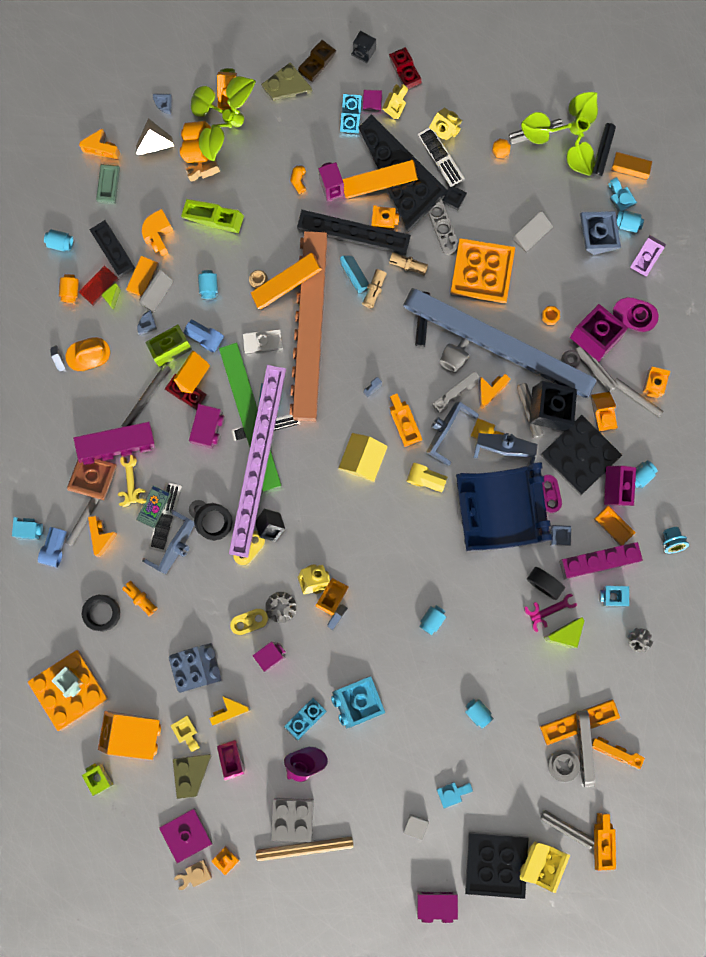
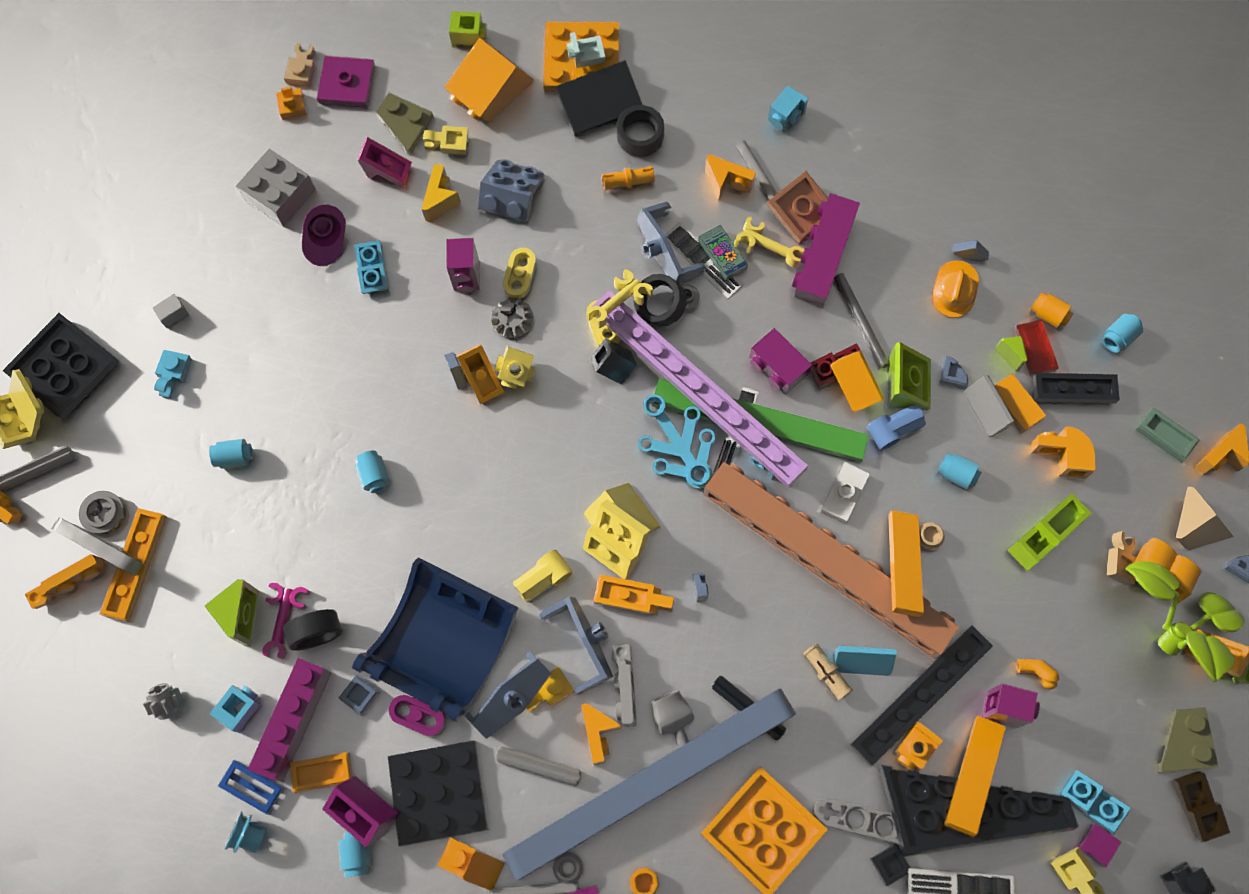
camera: 120 degrees right, 10 degrees down
(51, 552) = (743, 119): medium blue piece -> none
(94, 654) = (598, 97): none -> black tile
(219, 541) = (627, 288): none -> light yellow bar
(297, 451) = (678, 445): none -> medium azure plant
(304, 848) = (232, 195): tan axle -> none
(357, 702) = (344, 330): medium azure plate -> none
(379, 448) = (616, 539): none -> light yellow slope
(408, 263) = (834, 739): tan pin -> none
(437, 906) = (72, 277): magenta brick -> none
(553, 406) = (520, 794): black brick -> none
(648, 559) = (272, 799): none -> blue tile

